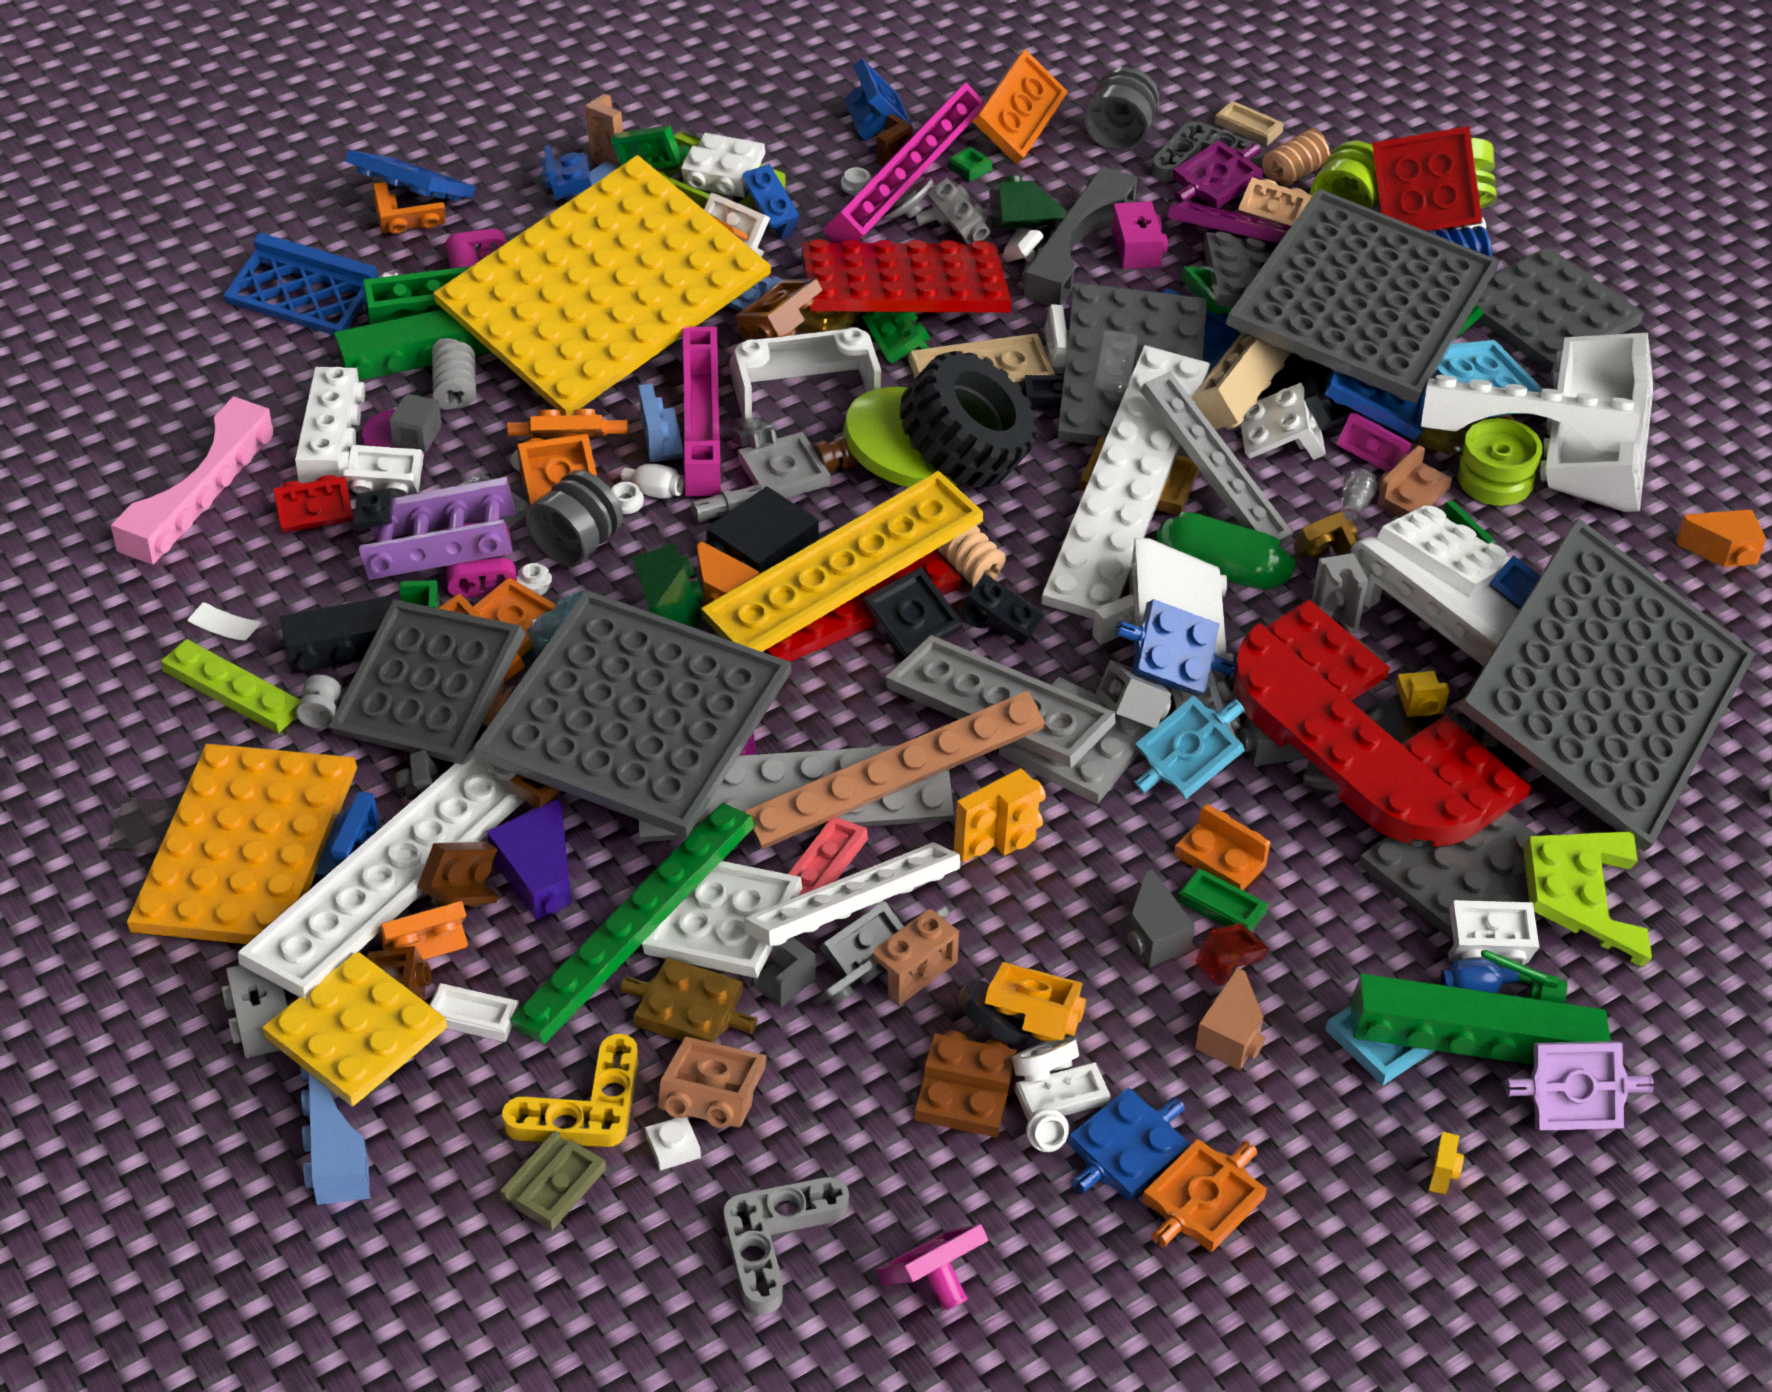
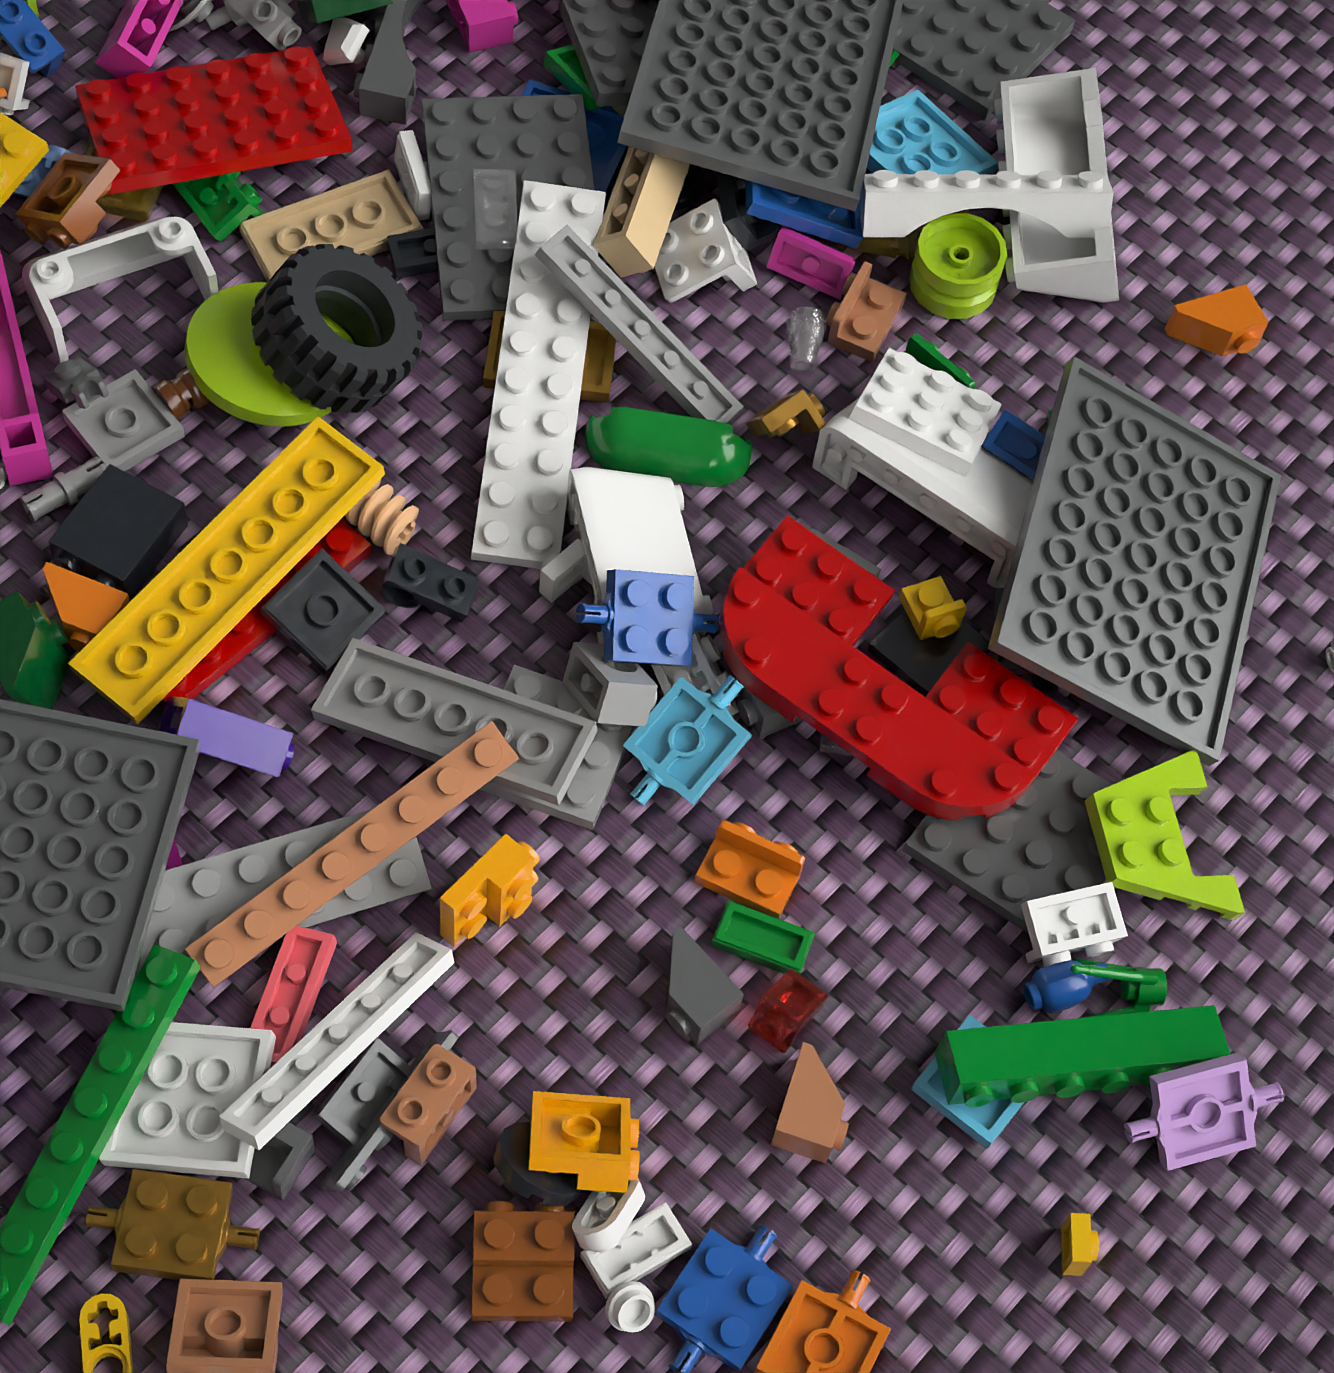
camera: 20 degrees left, 15 degrees up
(819, 680) = (229, 735): none -> slope
(1341, 589) = (816, 487): light grey hinge -> none

